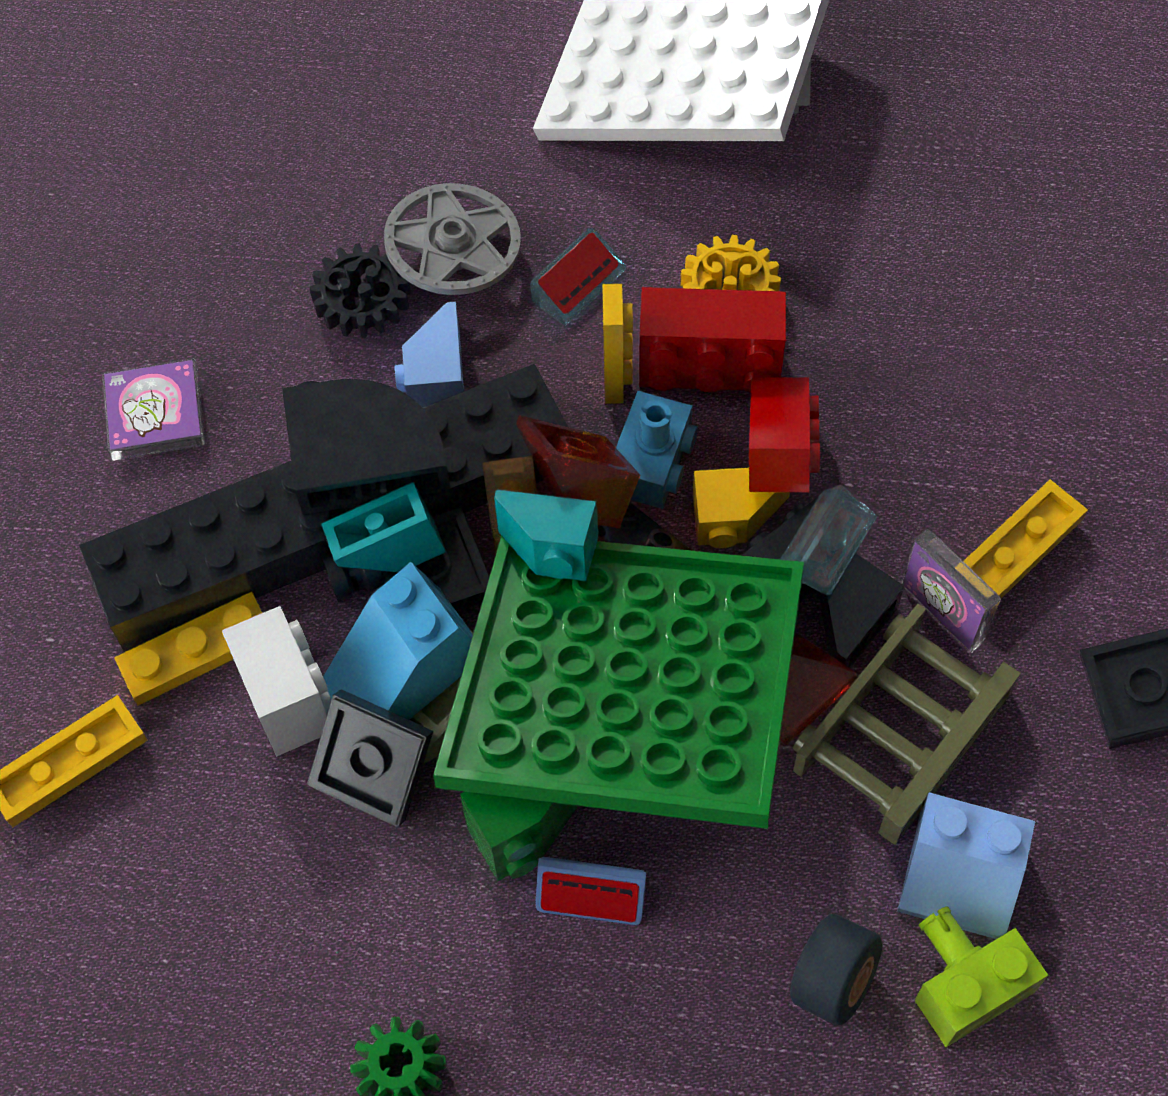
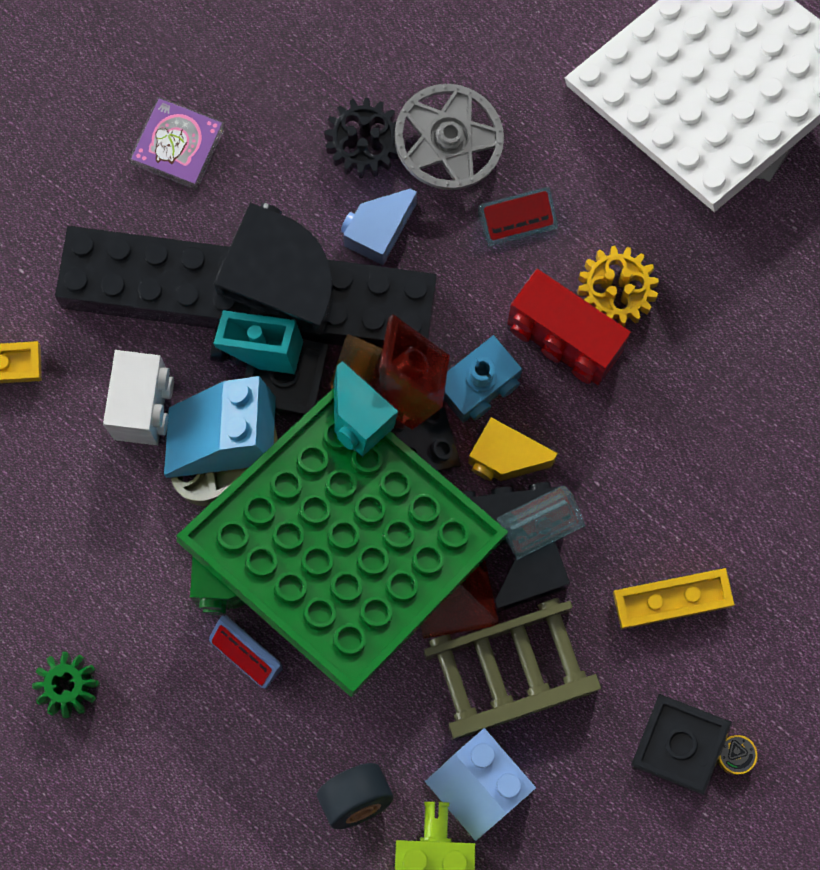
camera: 30 degrees right, 15 degrees up
(183, 651) = (103, 334): yellow plate -> none
(369, 757) = (163, 483): tile -> none
(617, 343) = (495, 296): yellow plate -> none
(783, 435) = (564, 428): red brick -> none
(950, 590) = (597, 604): tile -> none

